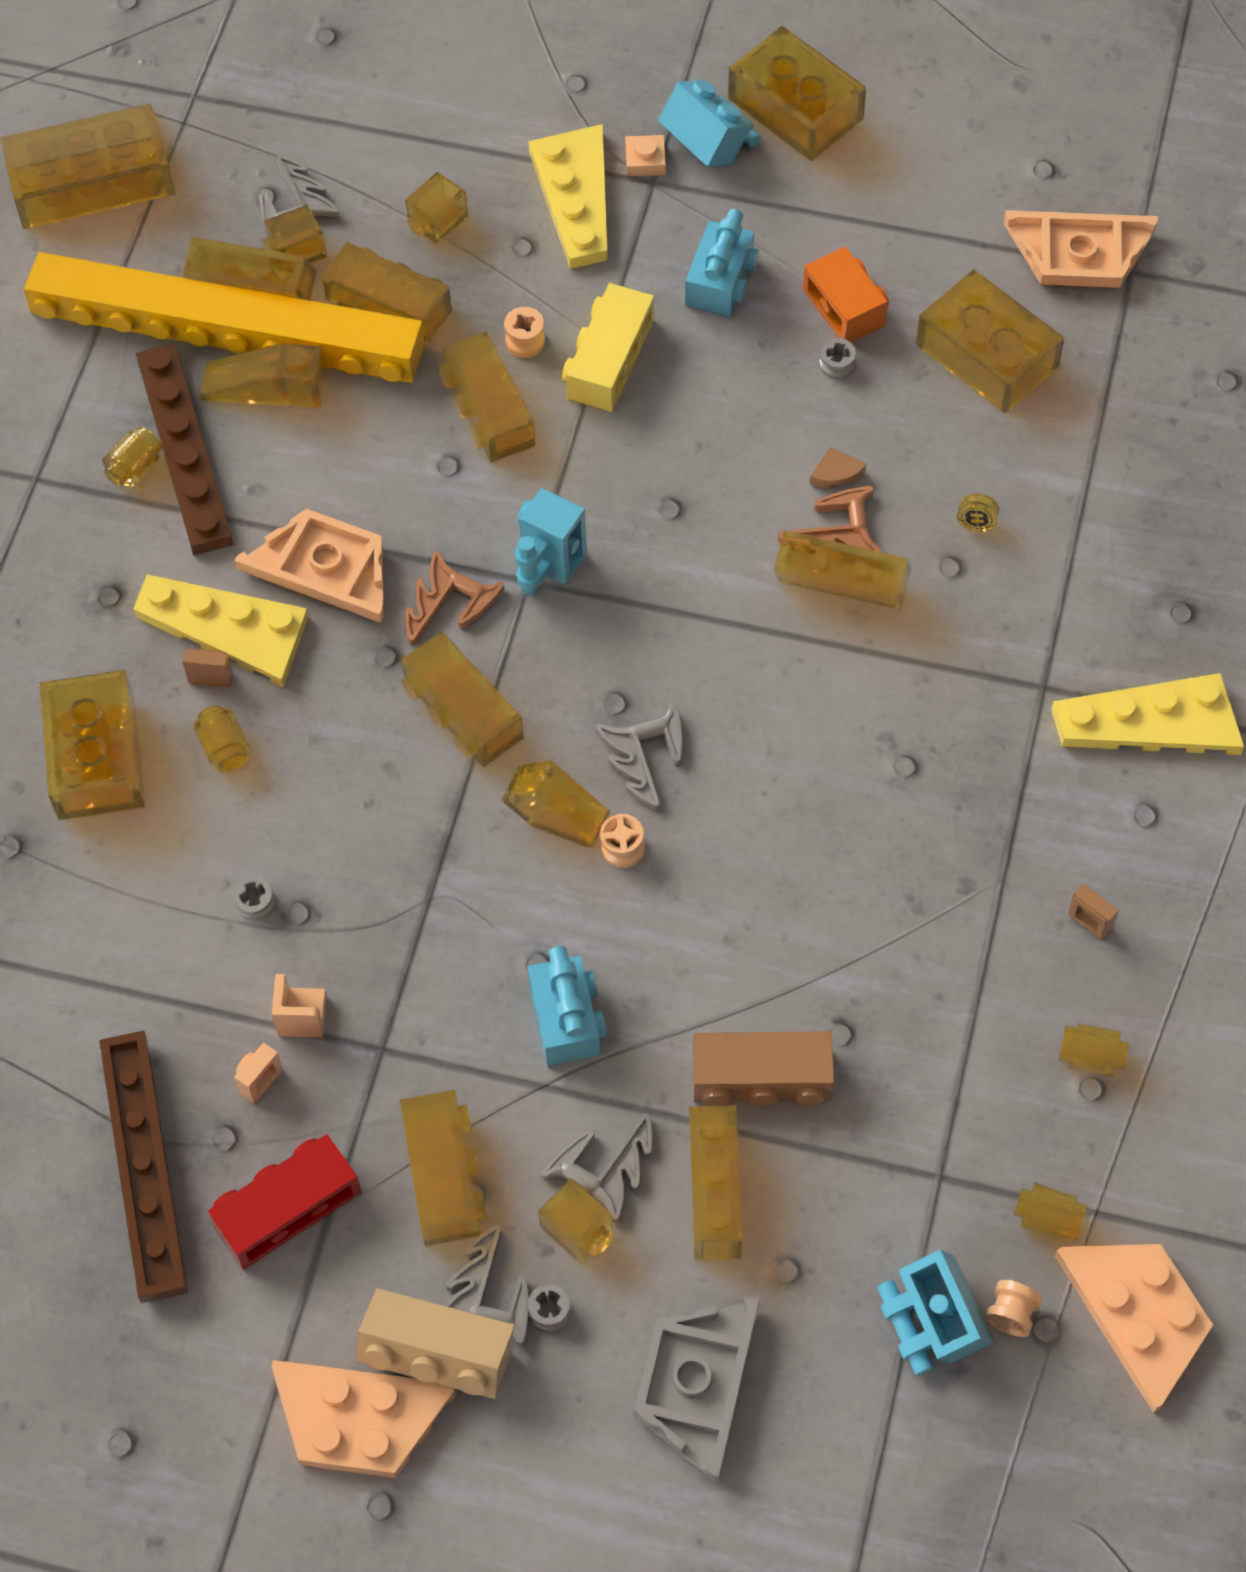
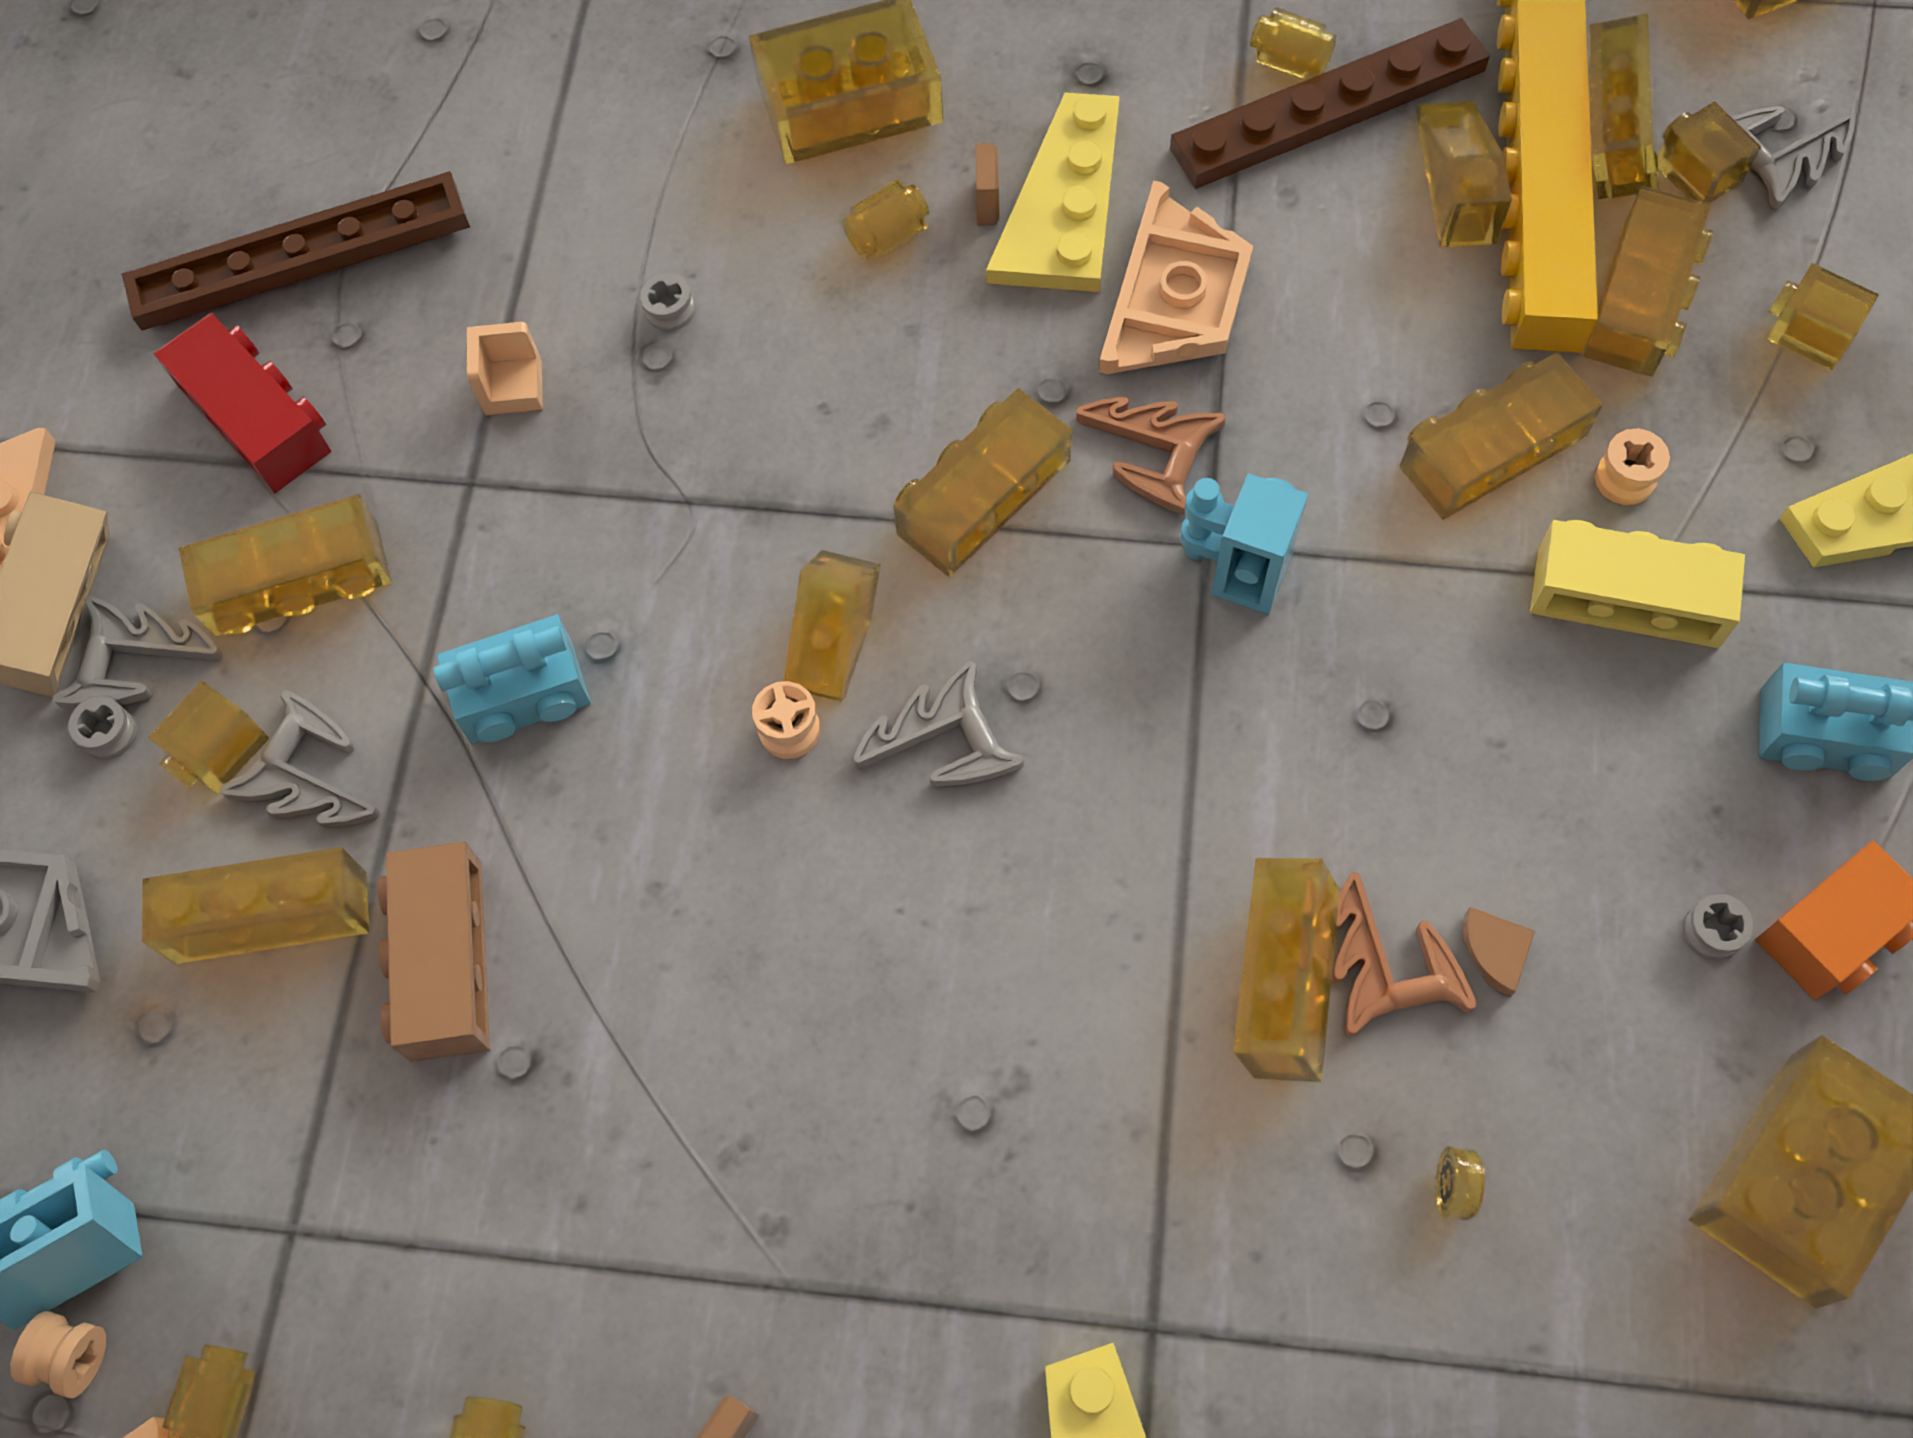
camera: 85 degrees right, 5 degrees up
(257, 1072) = (414, 342): light nougat plate -> none

